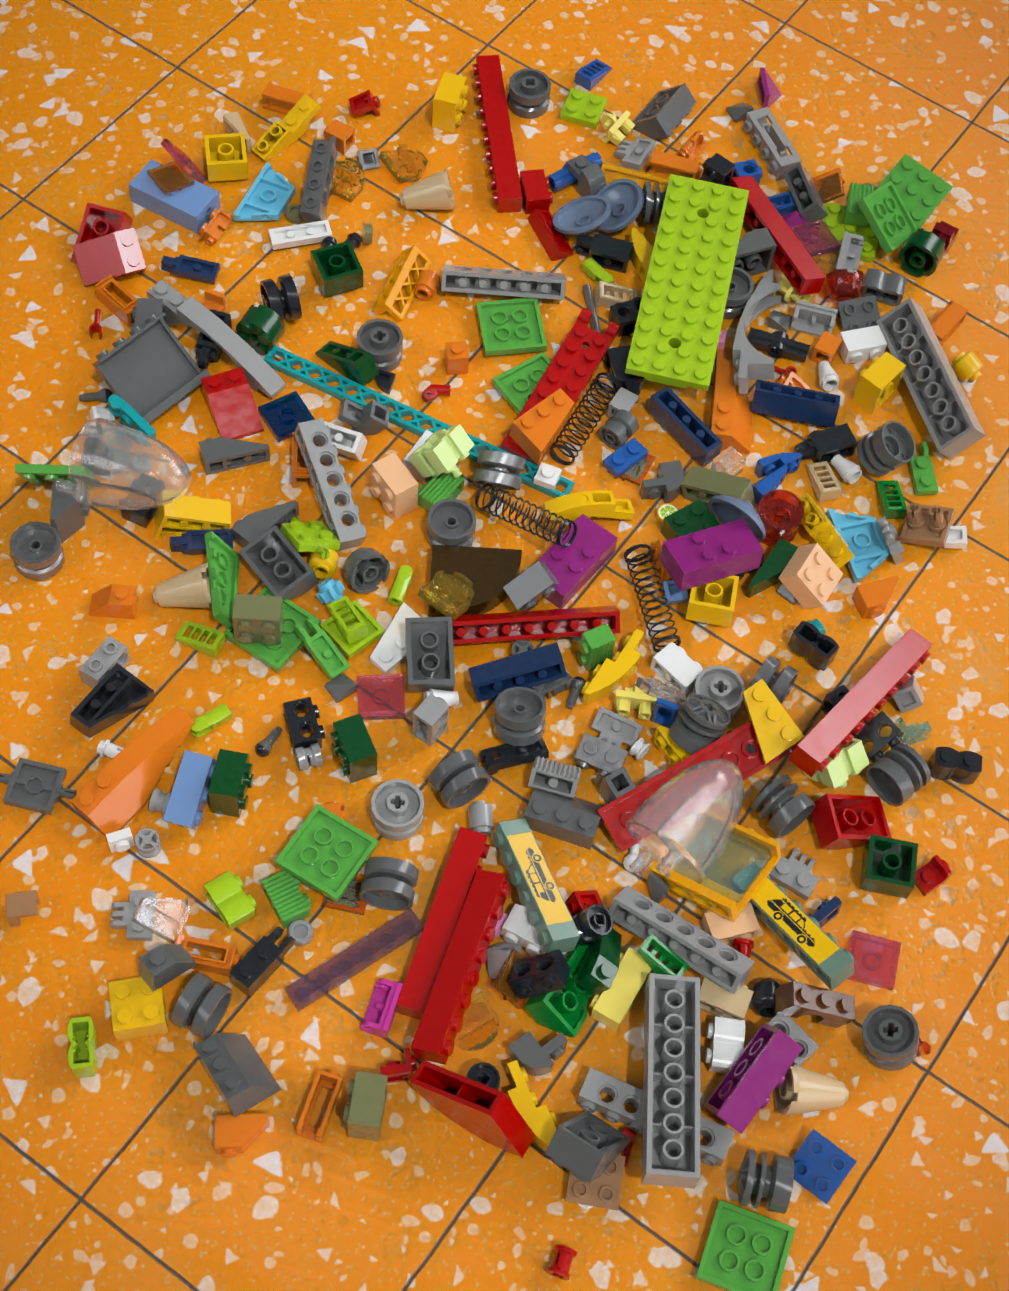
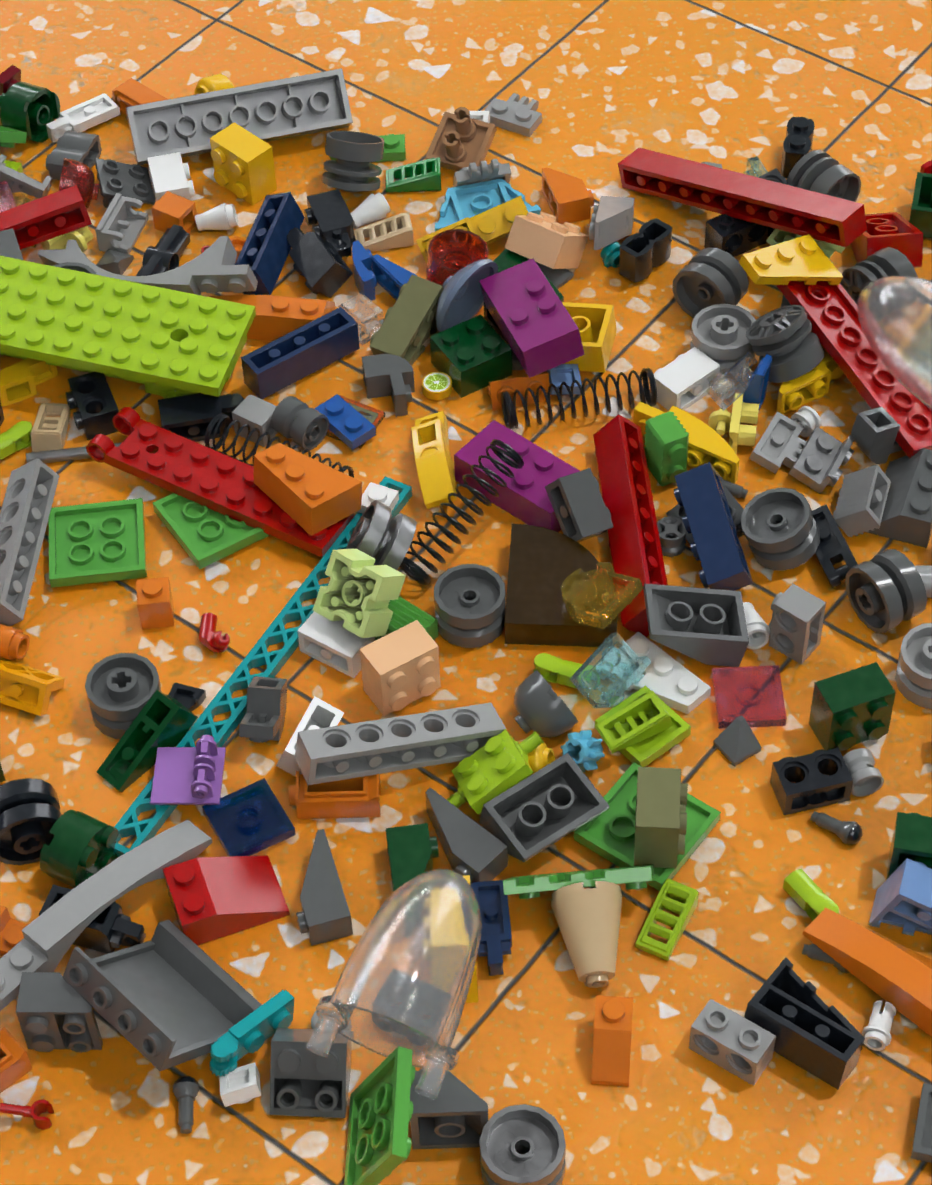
camera: 80 degrees left, 10 degrees down
(243, 496) = (410, 852): none -> dark green slope
(317, 381) = (189, 774): none -> medium lavender hinge
(322, 649) = (689, 753): bright green hinge -> none
(389, 604) = (609, 672): none -> clear light blue bracket
(782, 434) = (317, 262): none -> black hinge
(842, 622) = (611, 220): none -> light grey slope
(929, 289) = (83, 116): none -> white hinge
(978, 567) = (515, 114): none -> light grey hinge

